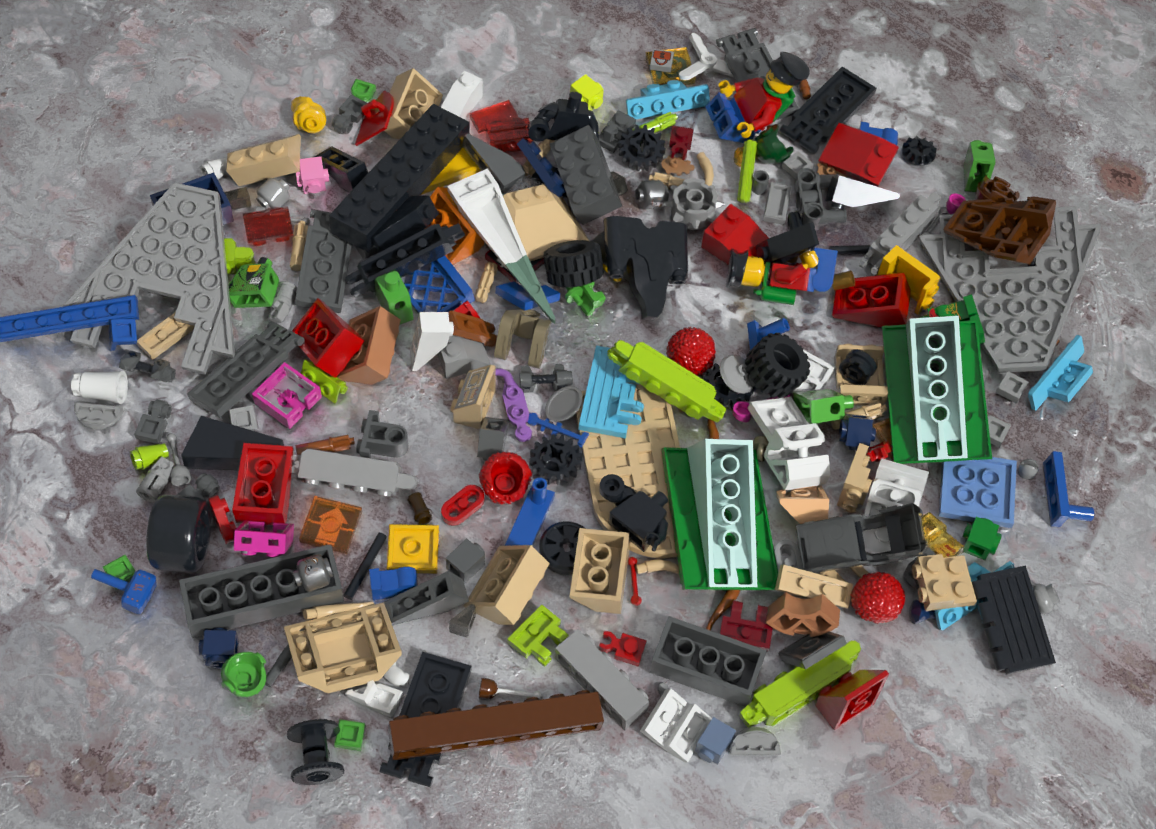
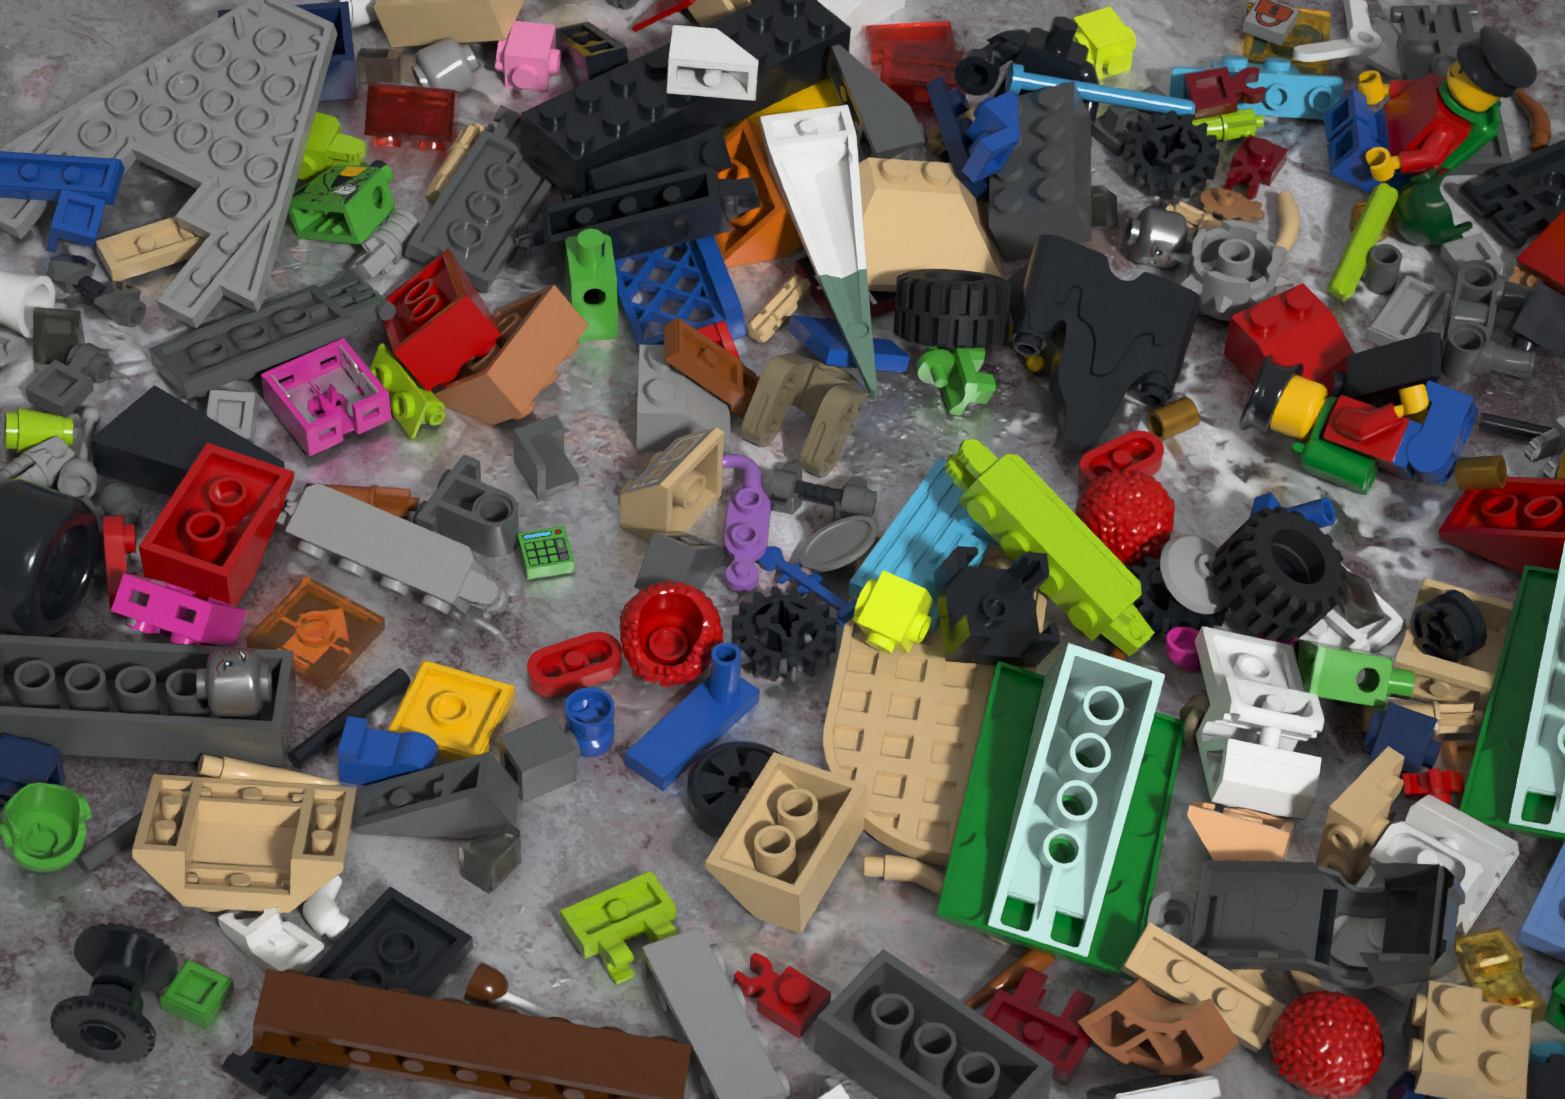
camera: 20 degrees right, 10 degrees down
(137, 399) = (55, 334): none -> clear smoke slope
(404, 398) = (542, 457): none -> dark grey panel
(414, 165) = (710, 65): none -> white slope
(421, 513) = (491, 657): dark brown pin -> none
(425, 448) = (545, 552): none -> bright green tile
(429, 337) = (624, 355): white slope -> none
(483, 528) = (590, 719): none -> blue wheel
(508, 583) = (604, 819): tan slope -> none
(560, 129) = (1018, 79): none -> dark azure bar
(563, 164) = (994, 135): none -> blue slope
(607, 437) = (893, 613): none -> neon yellow brick
(635, 599) = (841, 918): red hinge -> none
(636, 512) = (894, 754): black torso -> none
(653, 109) = (1218, 93): none -> dark red plate
(653, 424) = (992, 611): none -> black panel
(674, 321) = (1122, 454): none -> red plate
(692, 290) = (1173, 418): none -> pearl gold hinge
(815, 365) = (1359, 602): none -> clear smoke slope

